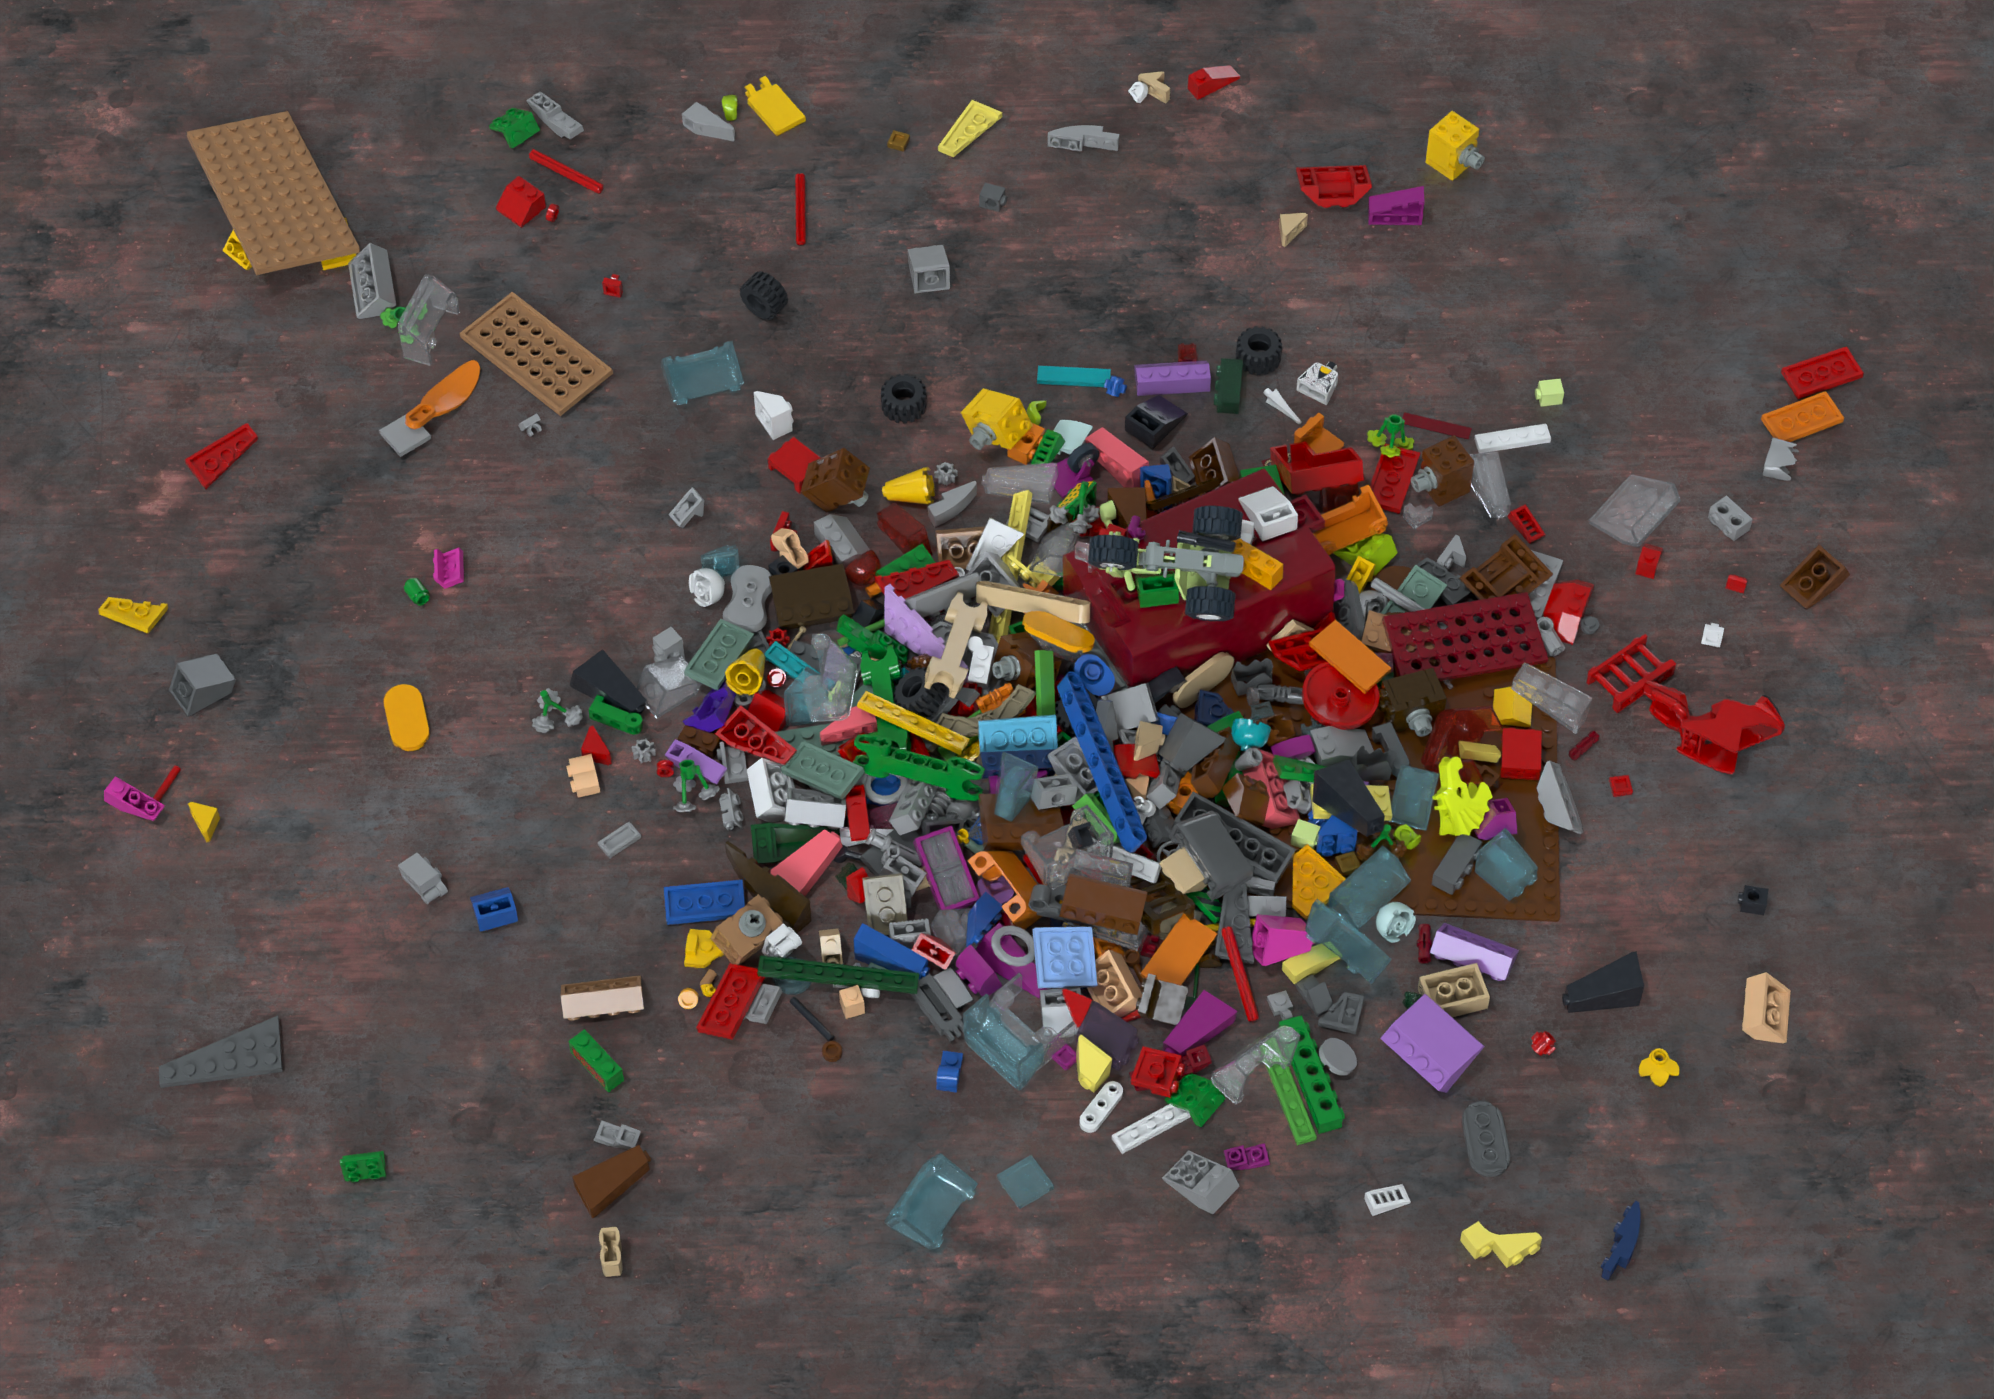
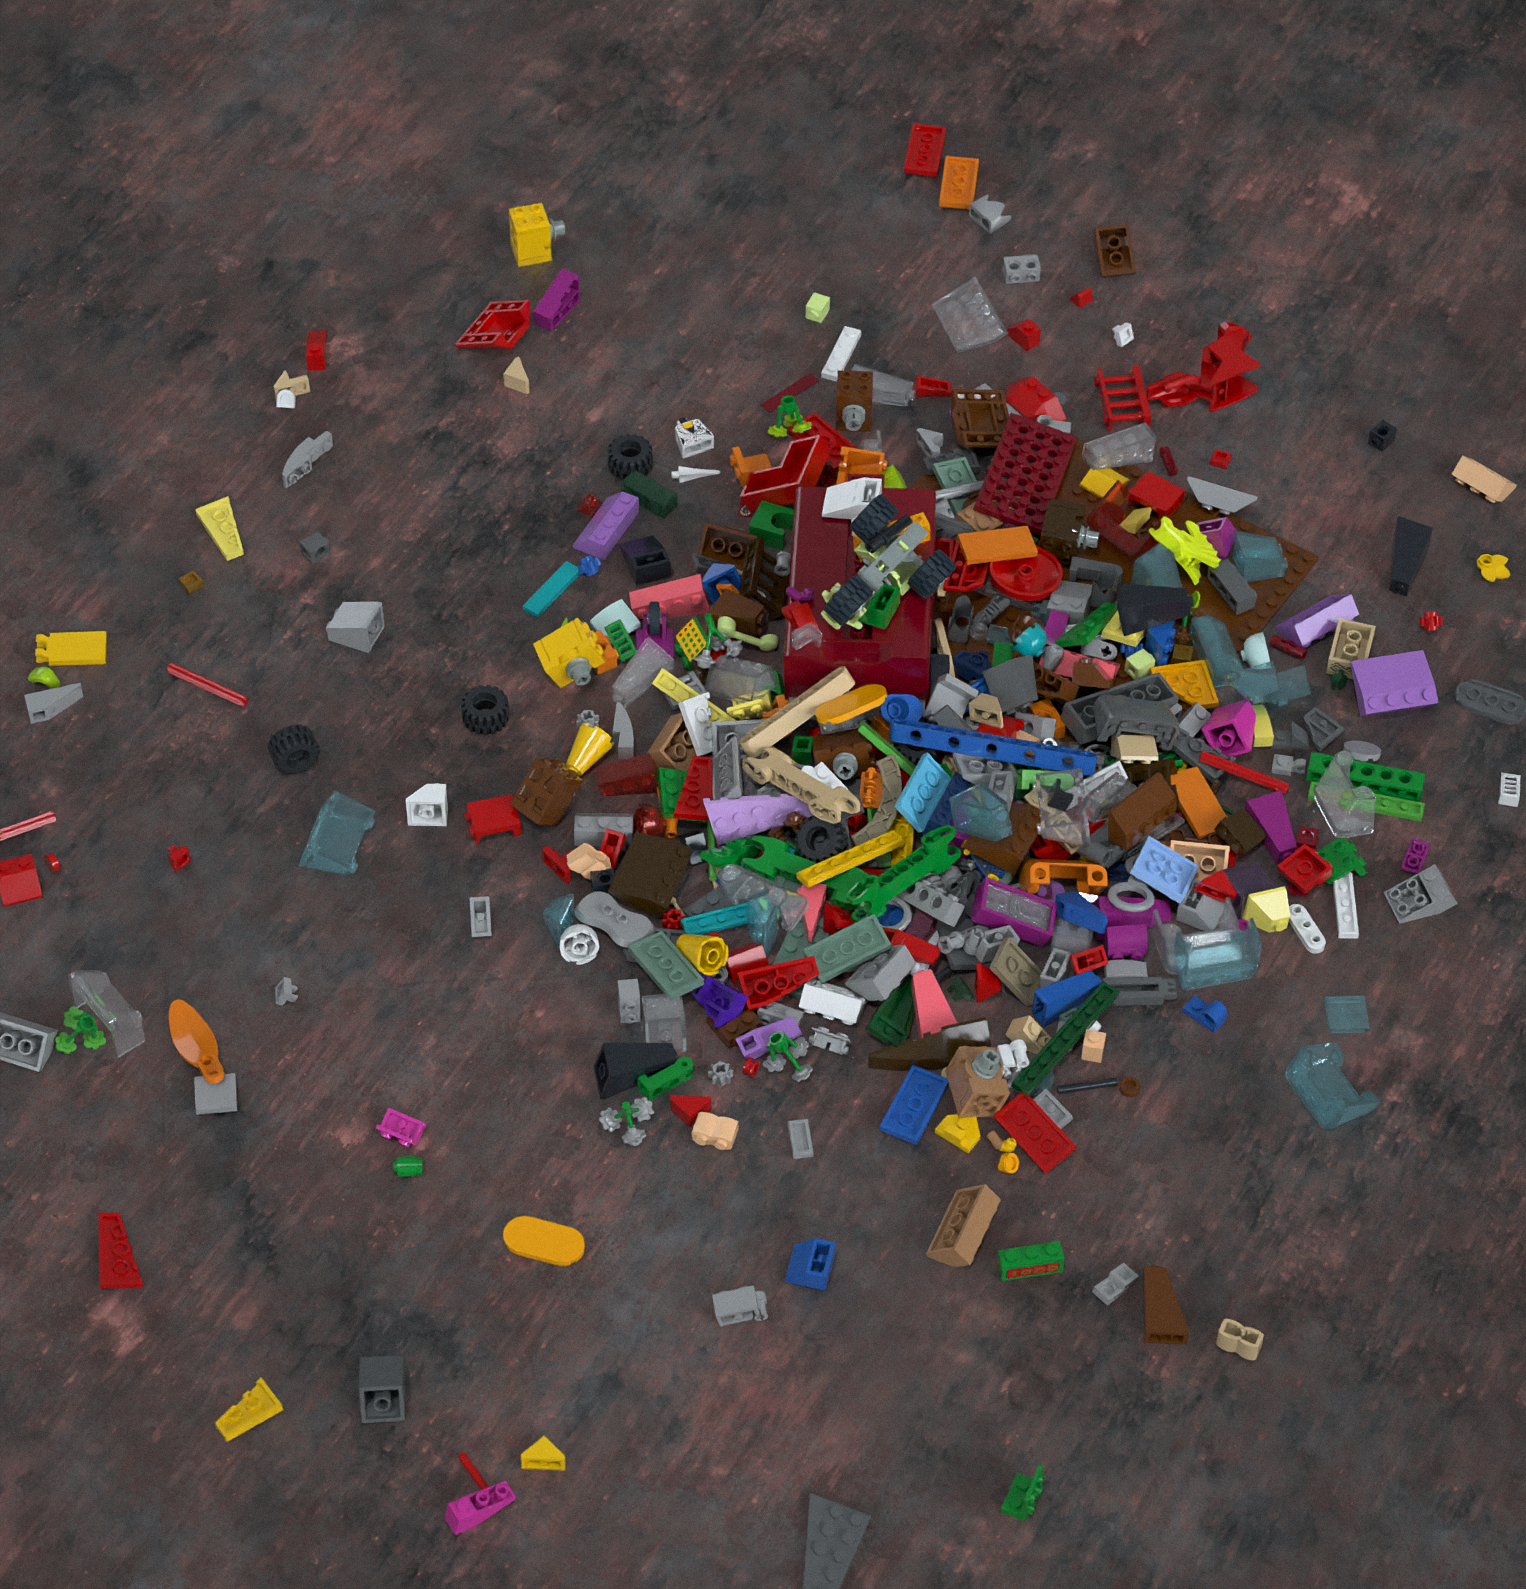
camera: 60 degrees left, 5 degrees down
(535, 363) = (197, 960): medium nougat piece -> none

